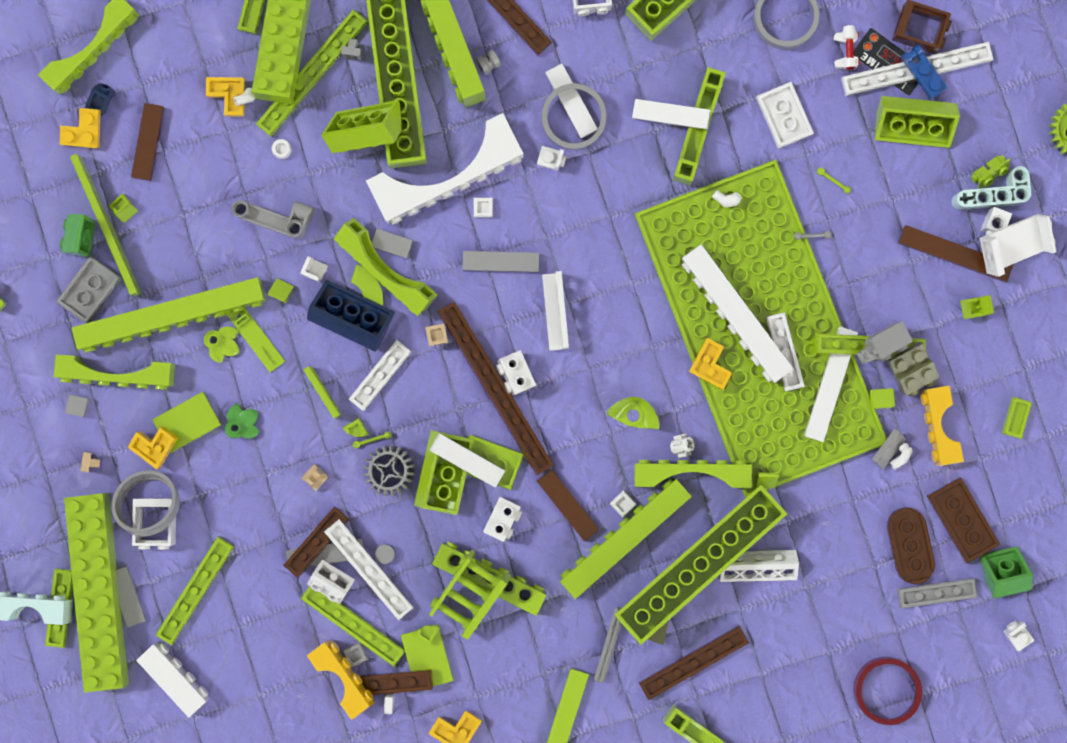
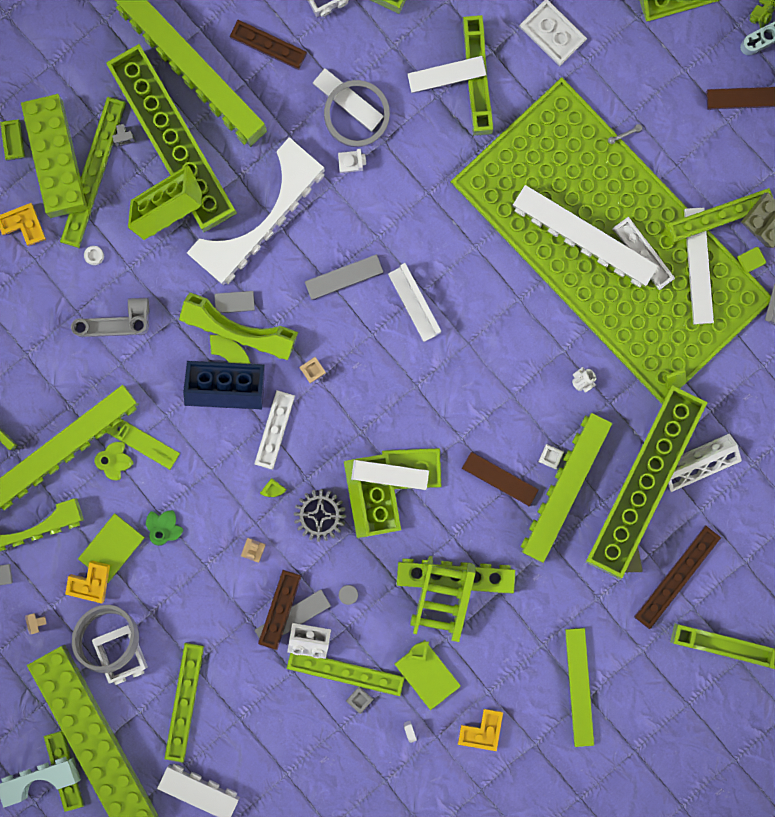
camera: 25 degrees left, 0 degrees up
(128, 598) = (125, 736): light grey tile -> none
(245, 98) = (41, 221): white arm -> none
(281, 290) = (149, 388): lime slope -> none
(314, 269) = (172, 356): white panel -> none
(322, 391) = (227, 467): lime tile -> none
(356, 697) = (377, 738): yellow arch -> none
(357, 444) = (304, 483): lime hinge -> none
(368, 569) = (339, 615): white tile -> none
(398, 682) = (406, 710): reddish brown tile -> none
(483, 207) = (306, 233): white tile -> none
(488, 62) = (255, 94): light grey wheel -> none
(495, 388) = (387, 397): reddish brown plate -> none
(505, 520) = (441, 516): white brick -> none
(518, 372) = (403, 373): white brick -> none
(608, 648) = (592, 594): light grey axle -> none
(647, 415) = (540, 365): lime piece -> none
(705, 366) = (574, 295): yellow plate -> none
(728, 200) = (532, 134): white arm -> none
(735, 475) = (642, 387): lime arch -> none
(820, 171) = (608, 71): lime hinge -> none
(885, 342) = (733, 206): light grey hinge -> none

